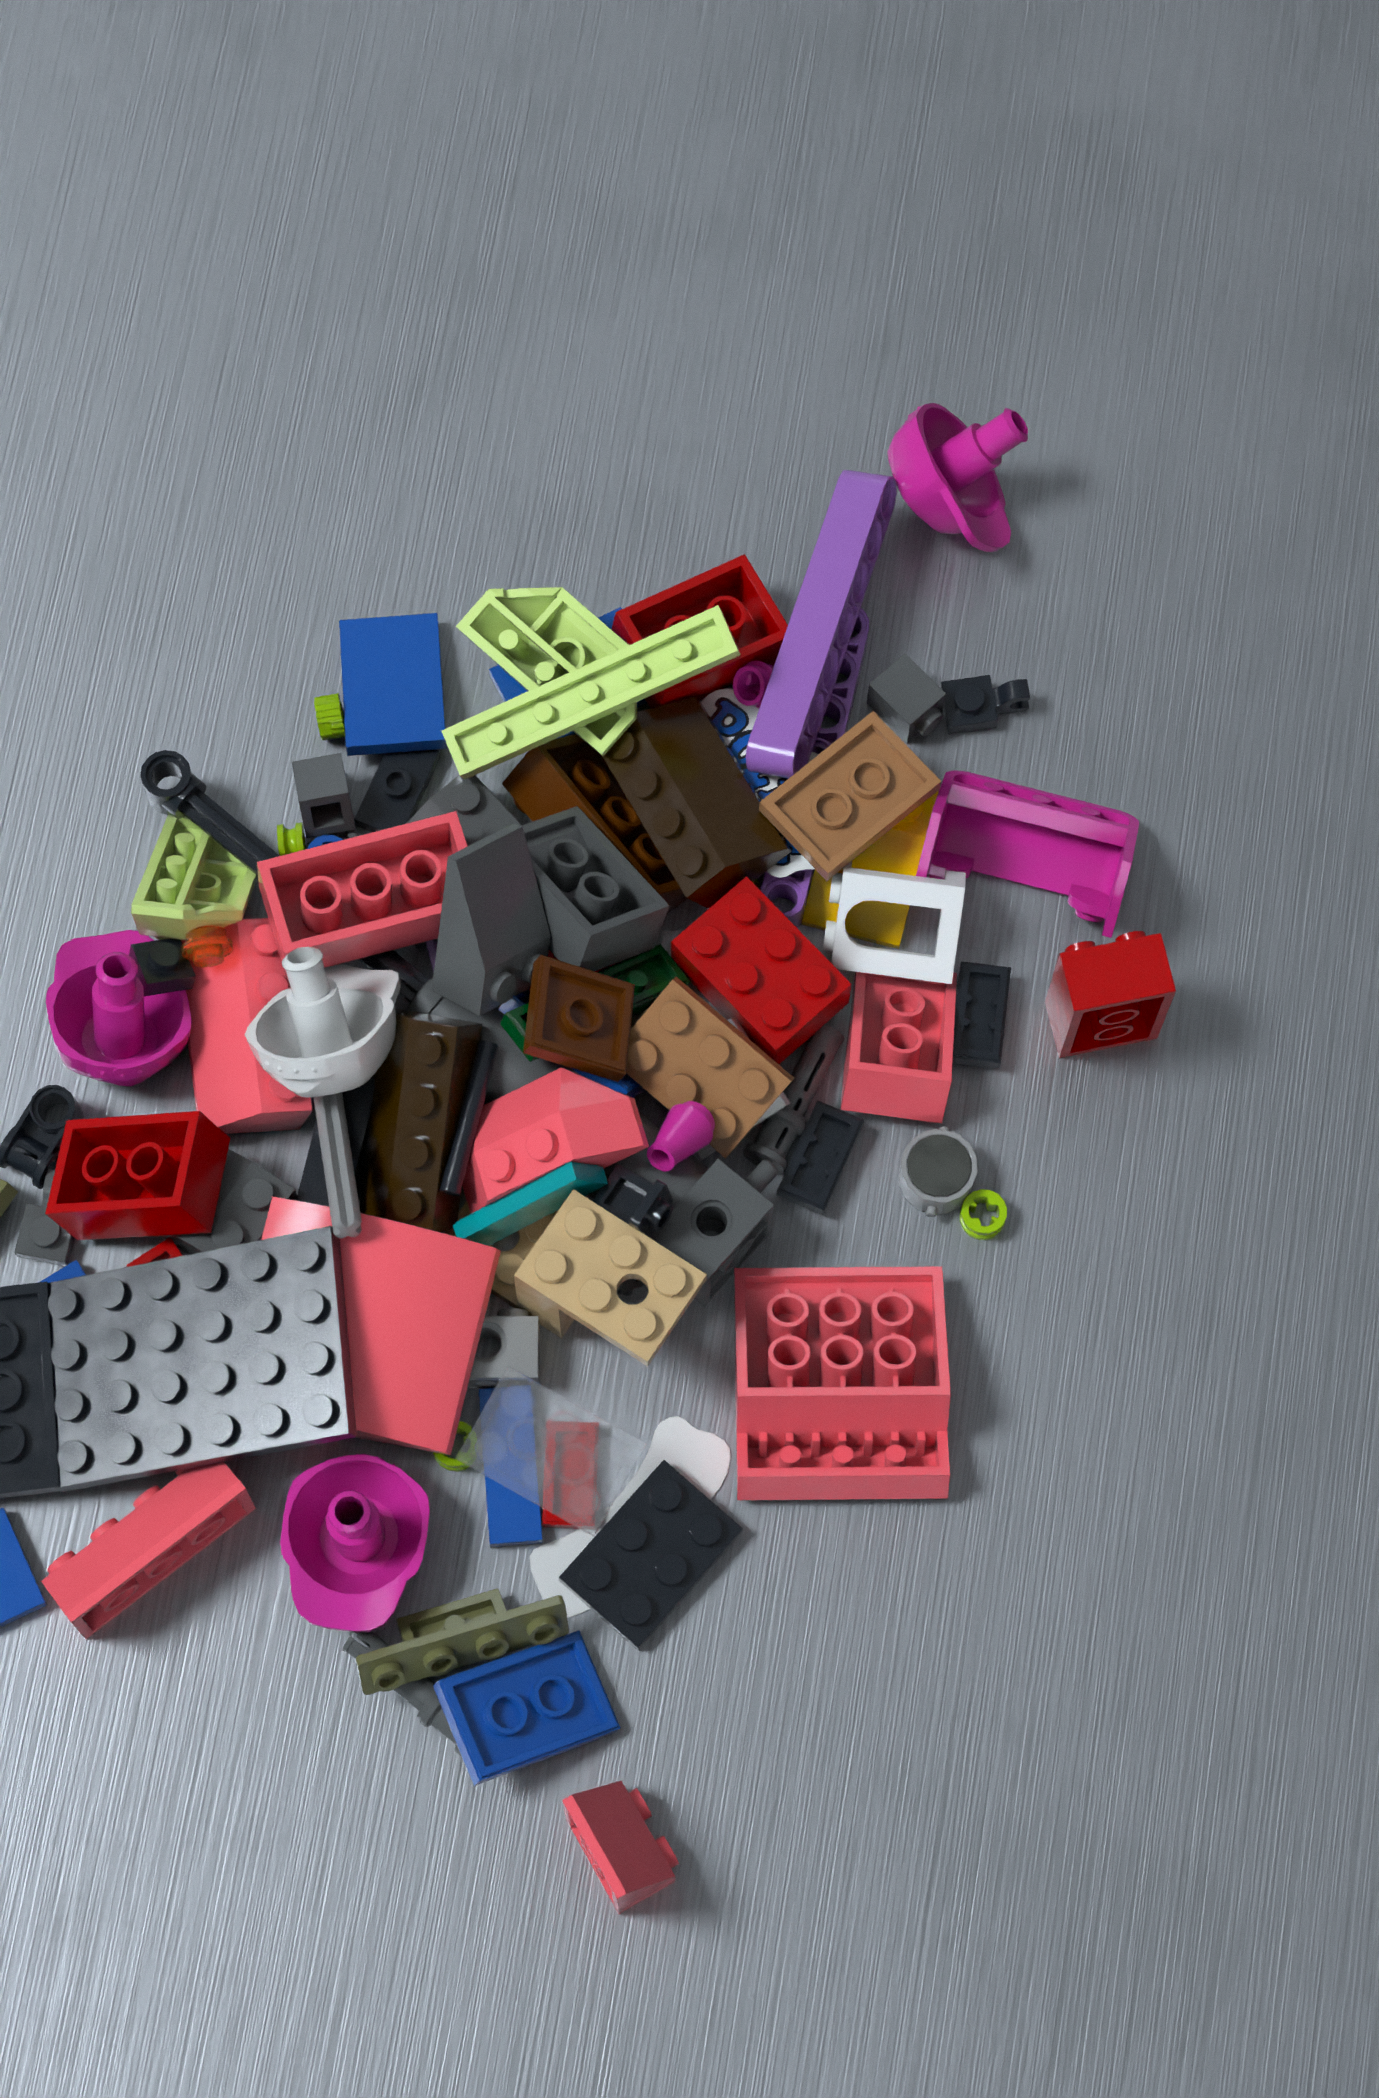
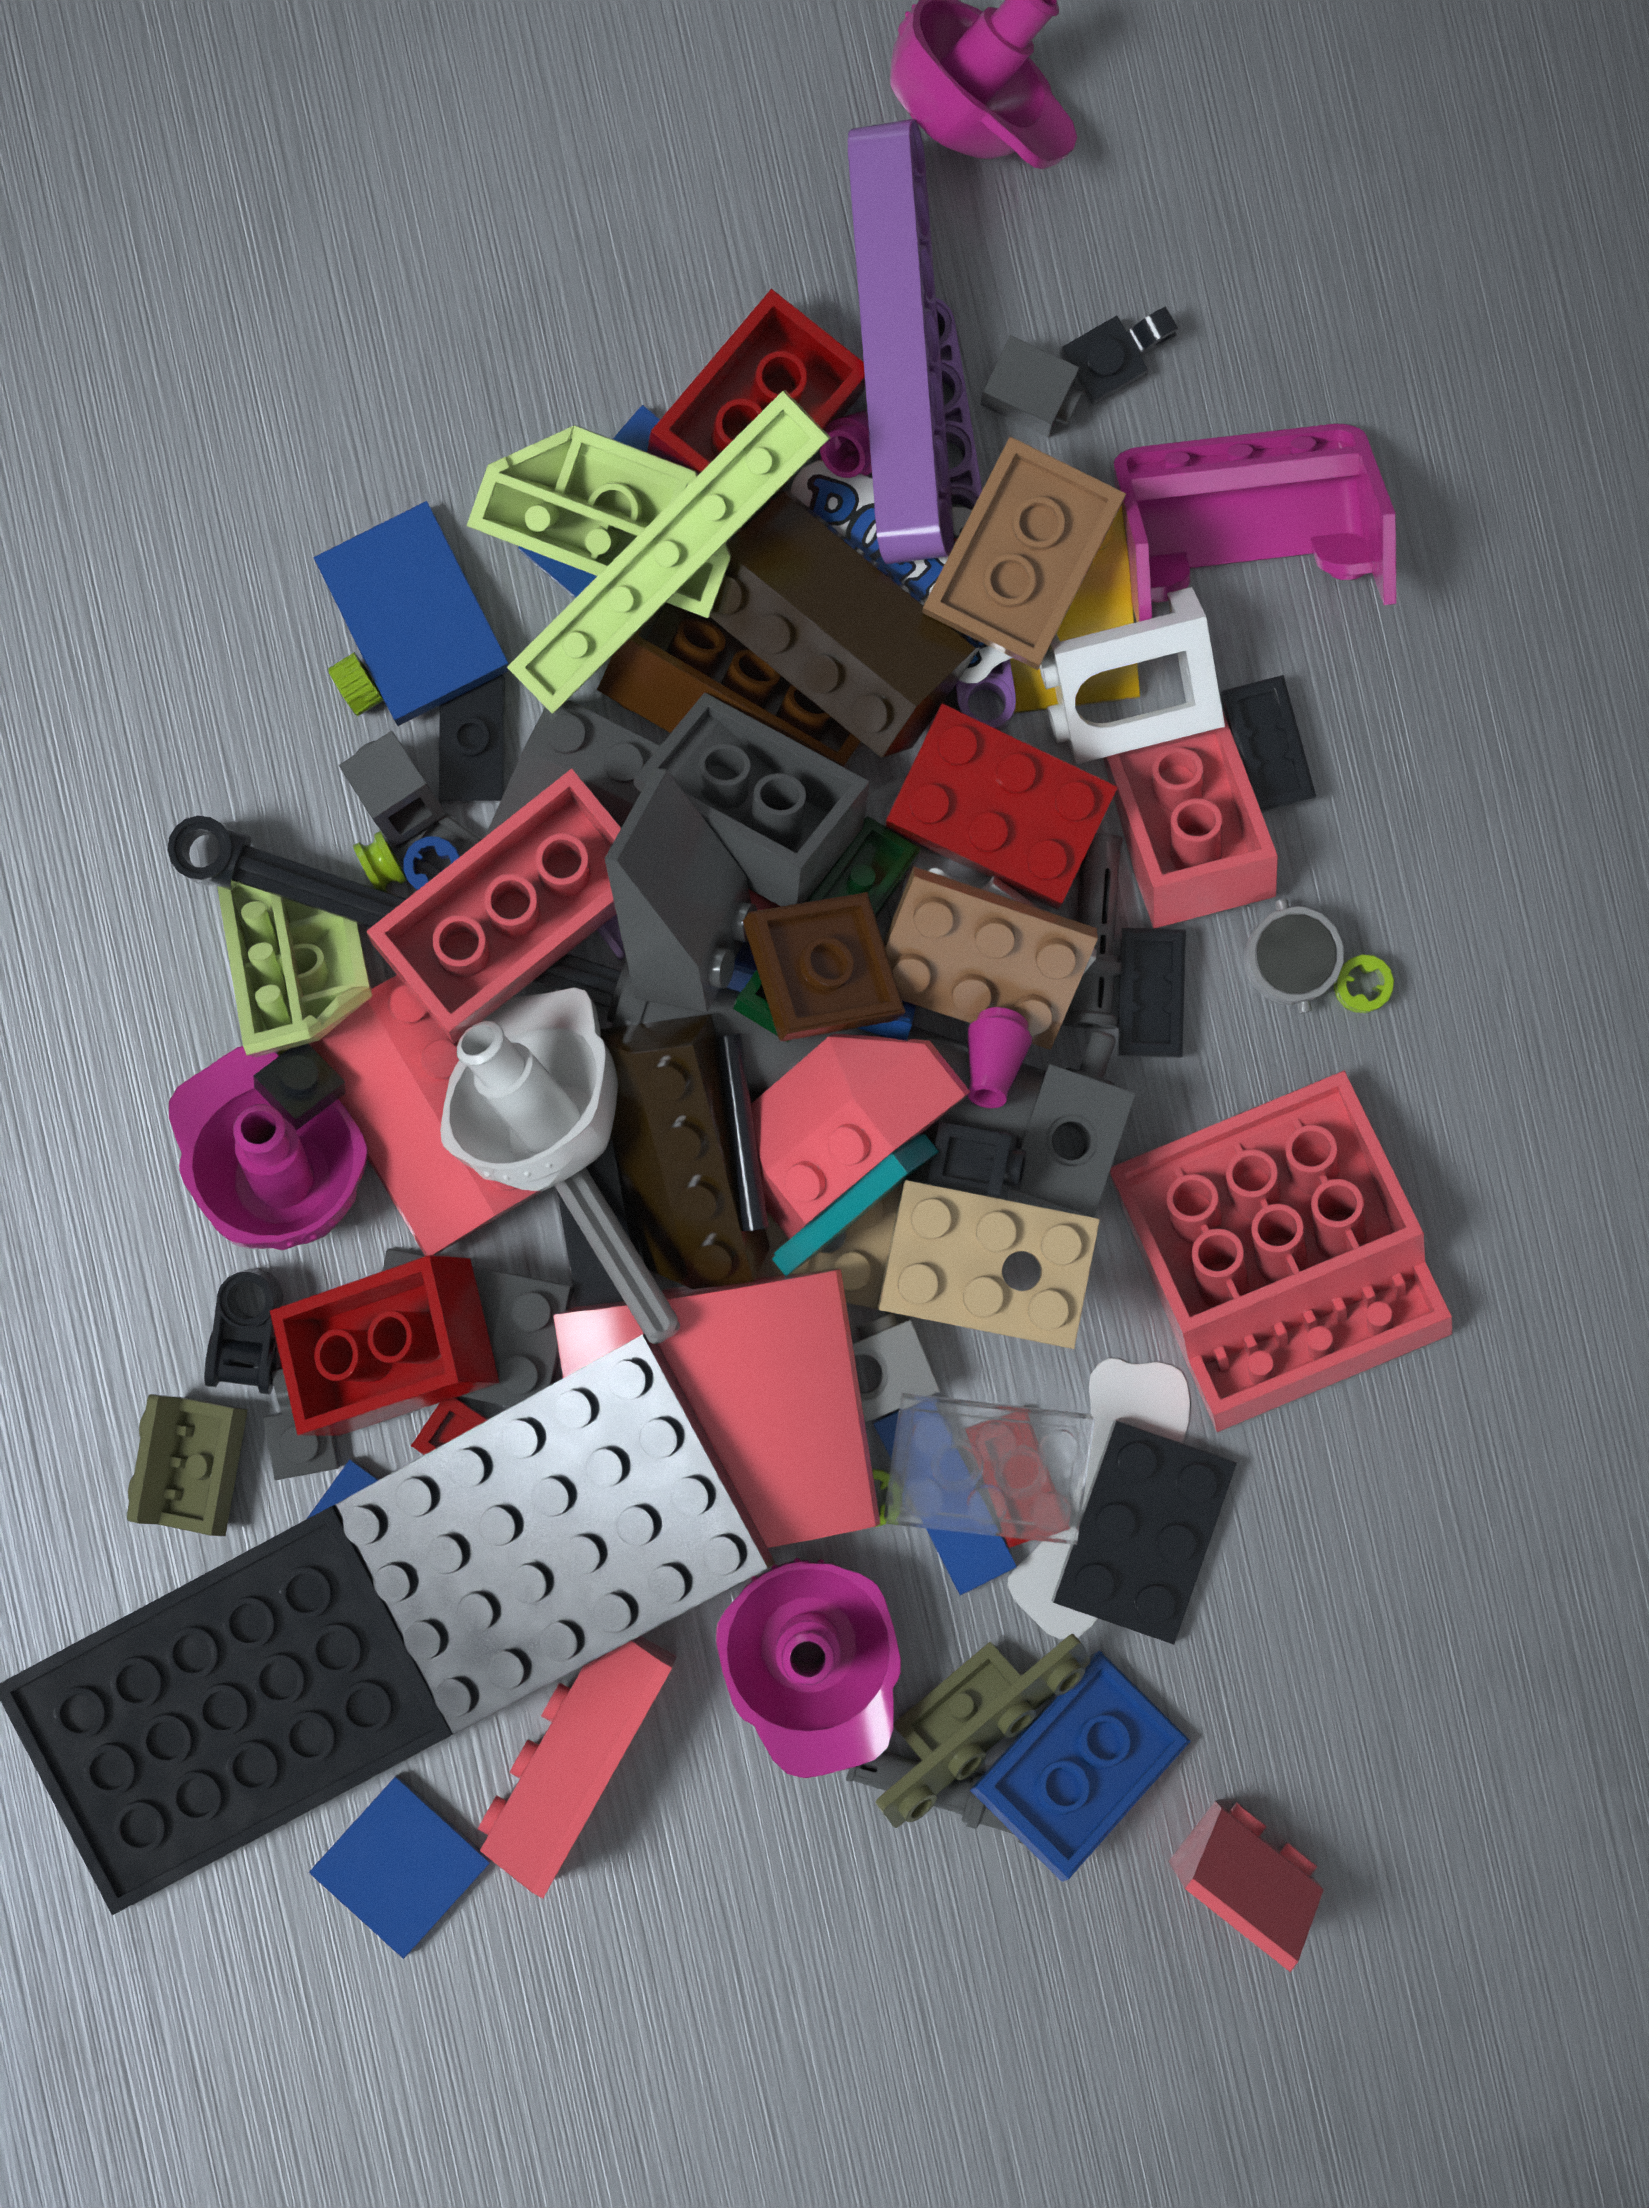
camera: 20 degrees left, 15 degrees up
(207, 946) = (344, 1043): clear orange plate -> none
(1109, 993) = (1419, 672): red brick -> none

